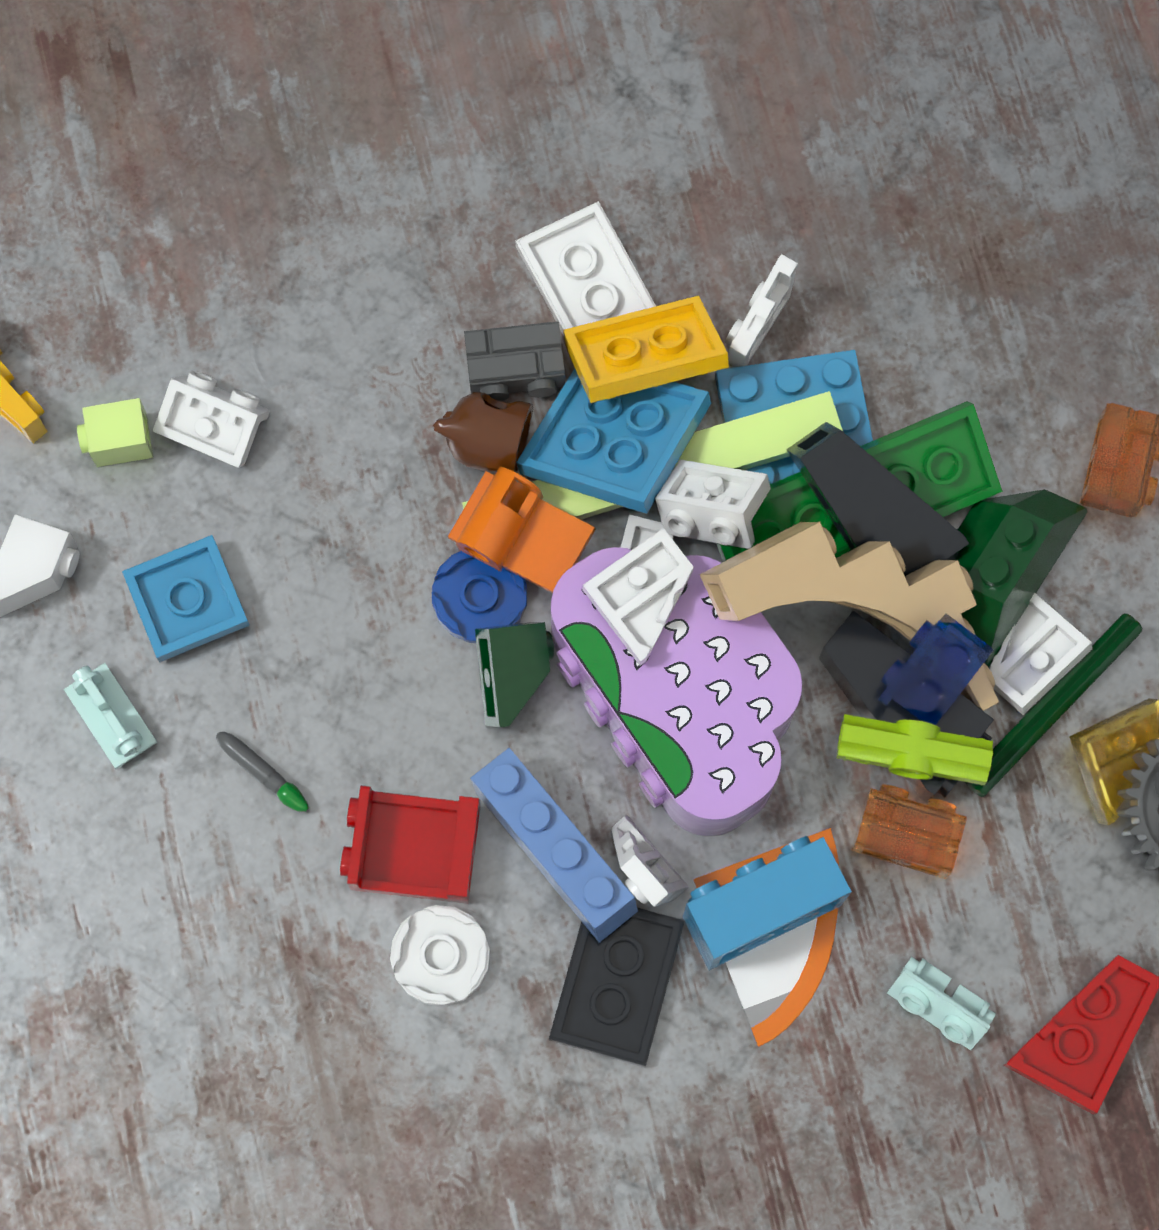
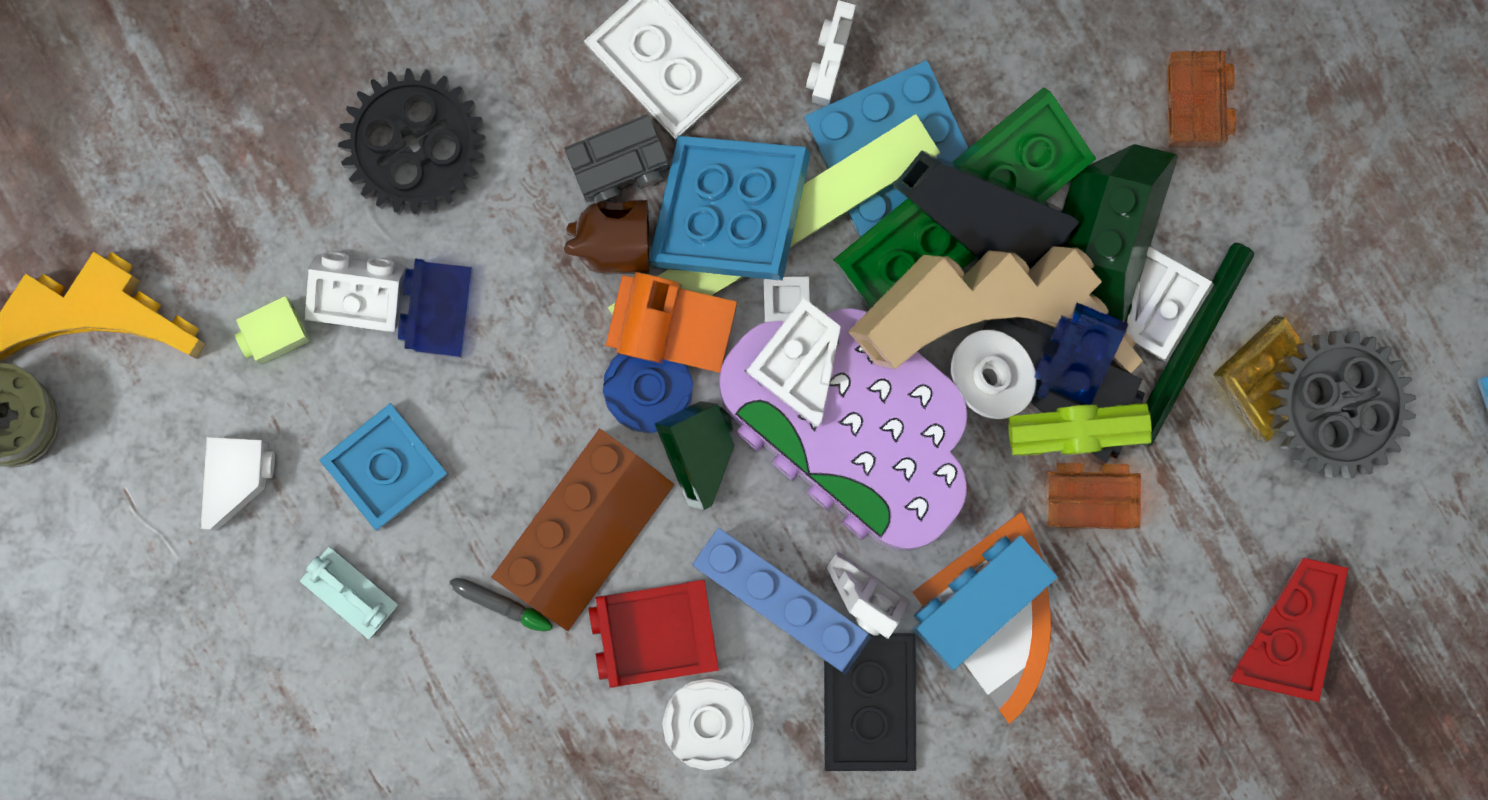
camera: 15 degrees left, 10 degrees up
(287, 457) = (436, 308): none -> clear blue bracket
(303, 252) = (390, 108): none -> black gear
(369, 716) = (583, 530): none -> dark orange slope
(645, 349) = (736, 119): yellow plate -> none
(711, 503) = (838, 252): white bracket -> none
(849, 657) = (1005, 365): none -> white dish
(921, 992) = (1139, 637): light aqua hinge -> none

